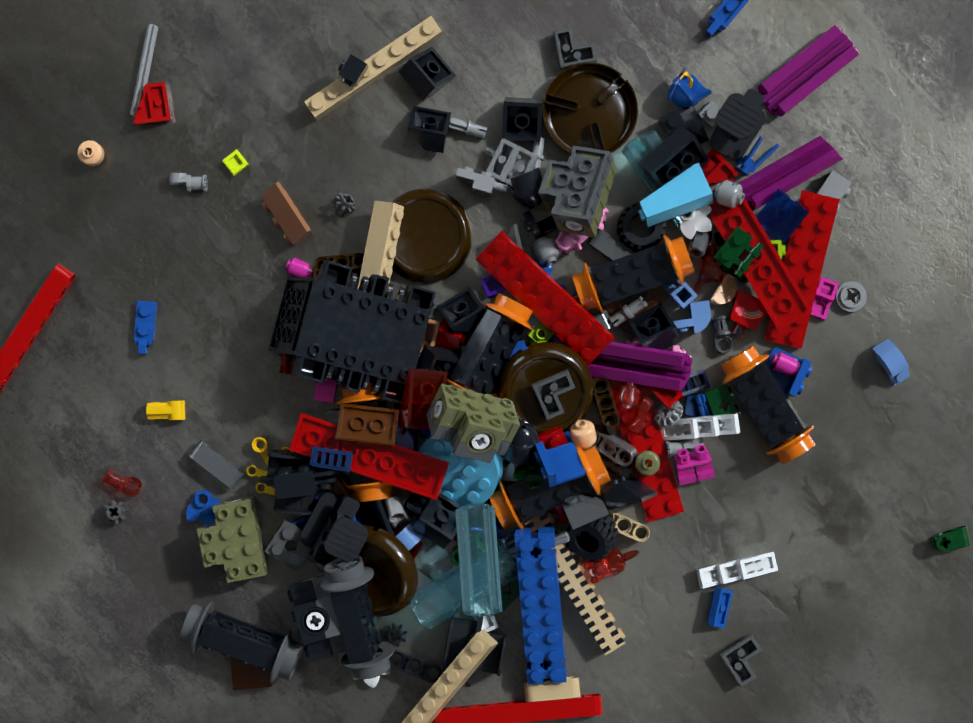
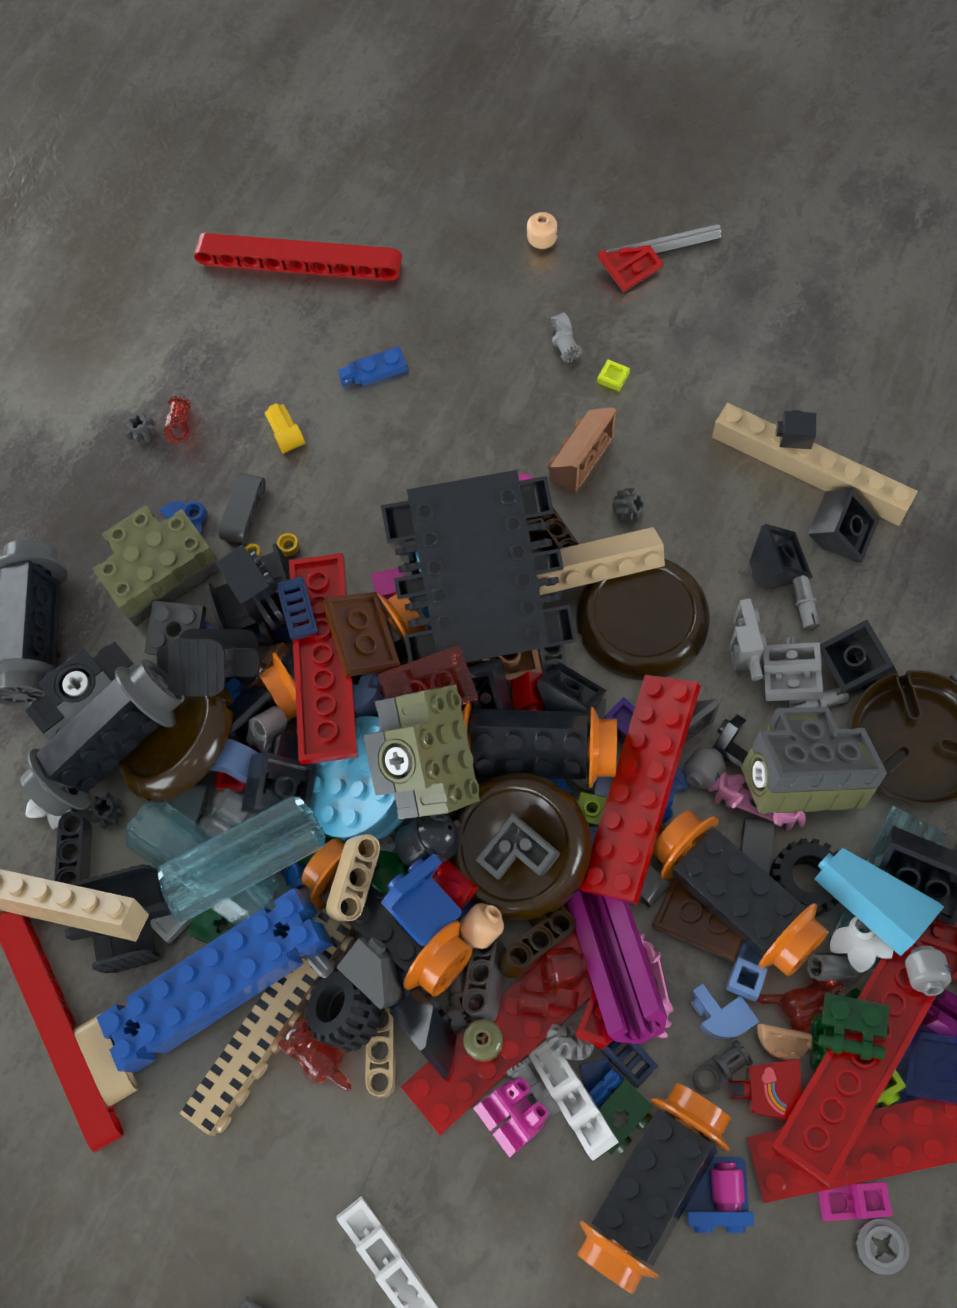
camera: 75 degrees right, 20 degrees down
(526, 188) = (769, 695): black helmet -> none
(534, 499) = (342, 888): none -> tan beam
(628, 311) = (682, 913): light grey pin -> none
(655, 328) = (678, 961): black slope -> none
(720, 607) = (319, 1262): blue plate -> none

